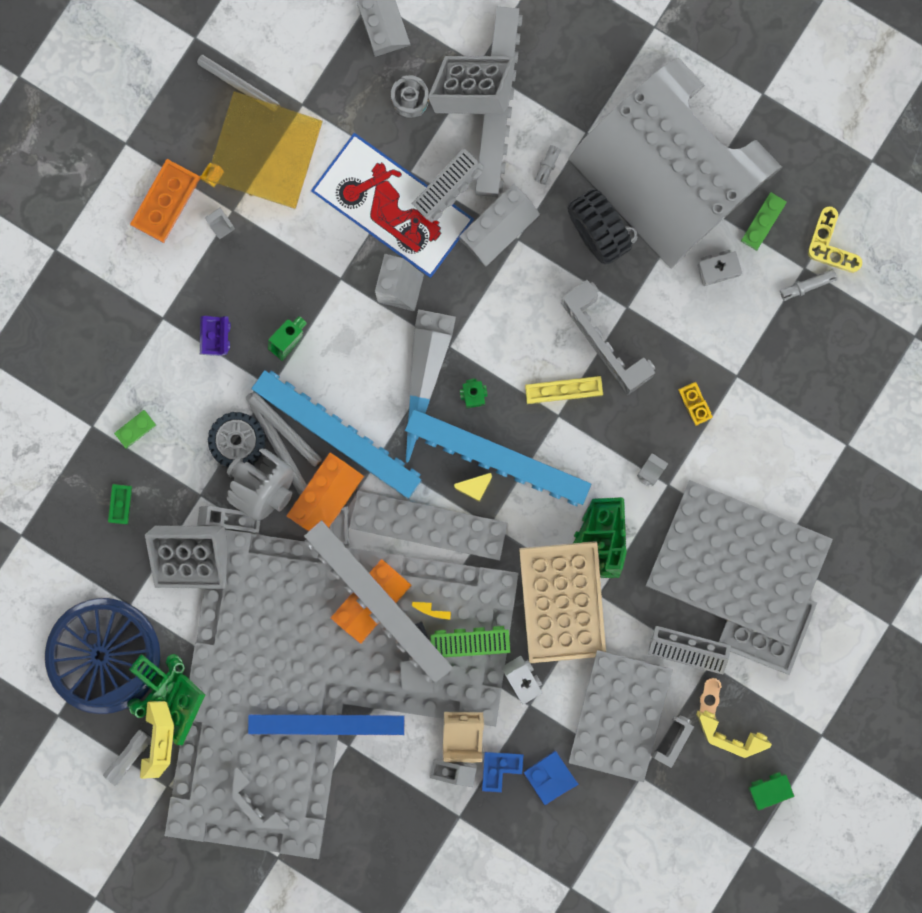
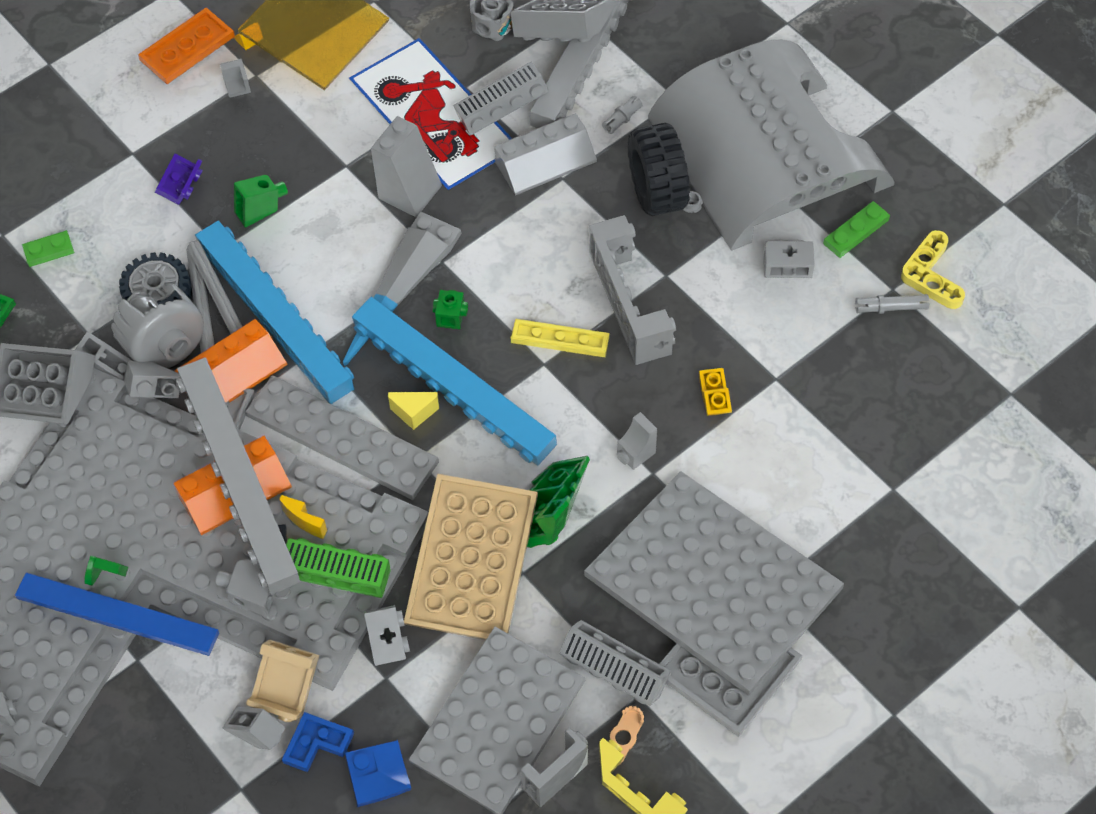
camera: 15 degrees right, 25 degrees down
(272, 530) = (150, 380): none -> light grey slope
(304, 693) = (96, 565): none -> green tile

